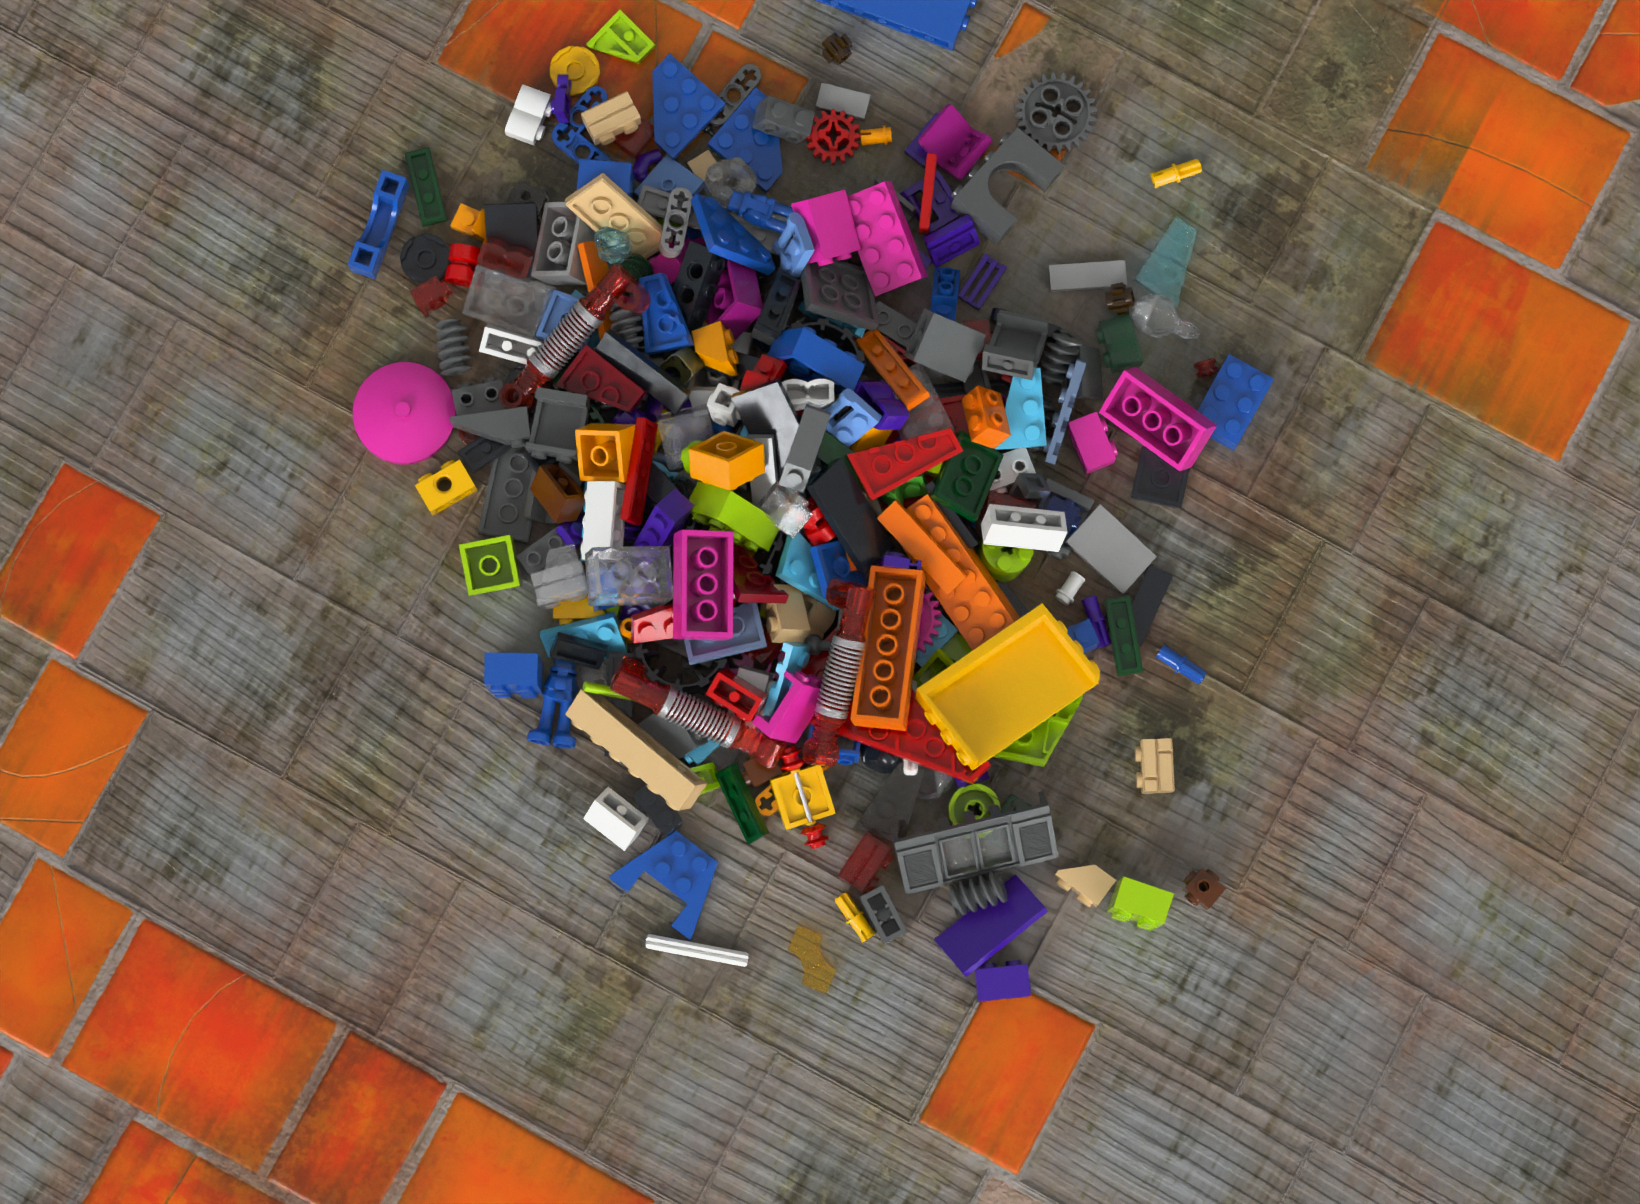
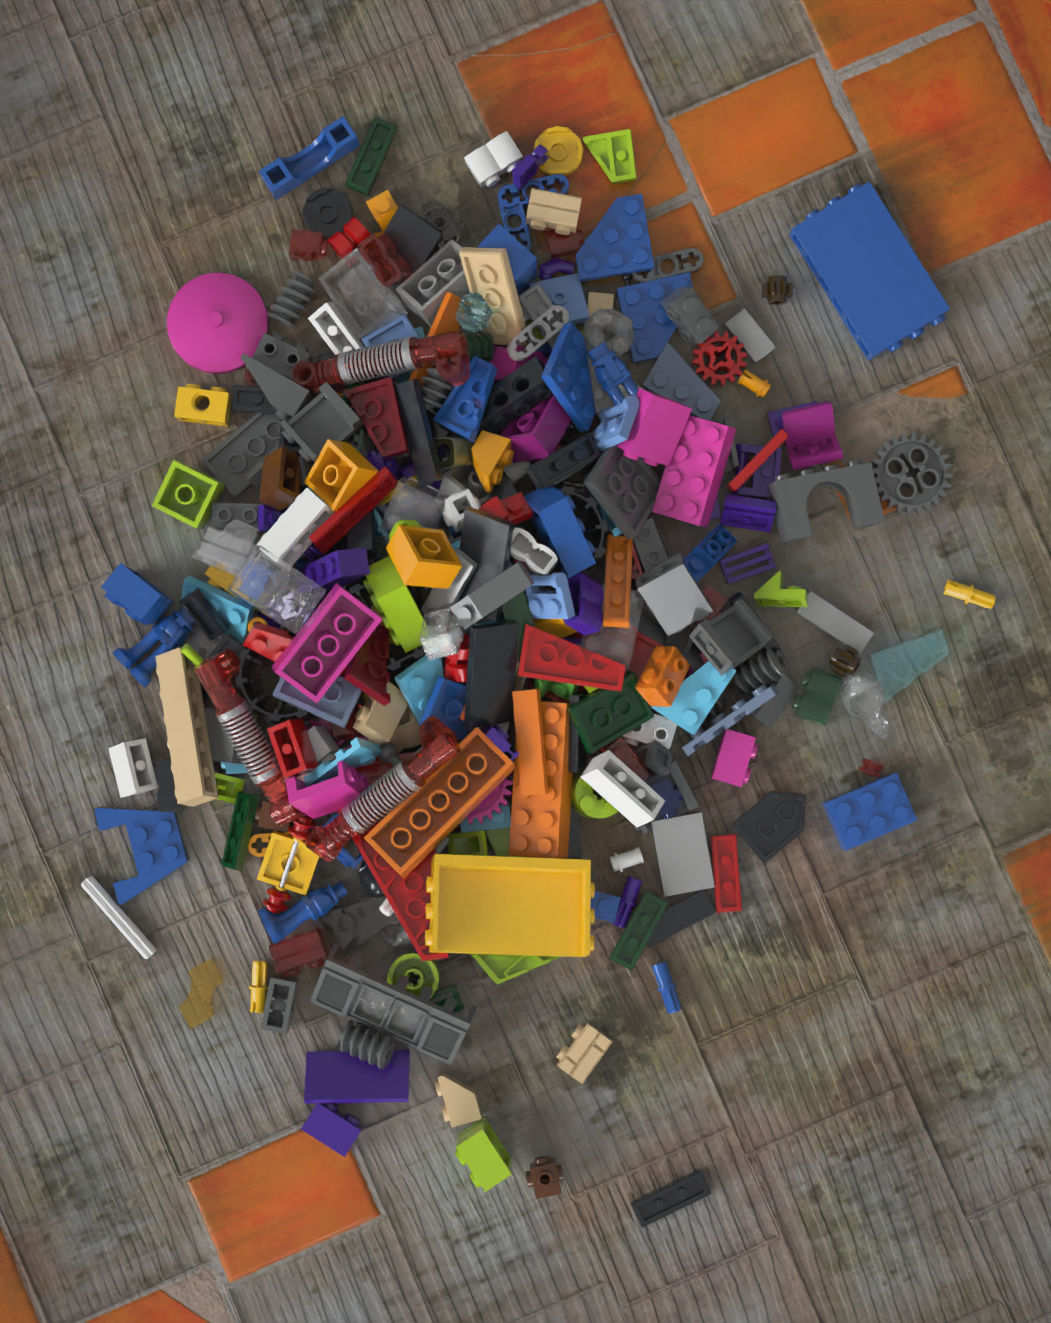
camera: 40 degrees right, 5 degrees up
(812, 179) = (678, 381): none -> sand blue wing
(845, 821) = (311, 906): none -> blue piece
(1023, 290) = (774, 595): none -> lime slope
(1157, 418) = (799, 781): dark pink brick -> none
(1157, 538) = (726, 873): none -> red tile
(1315, 829) = (670, 1198): none -> black tile

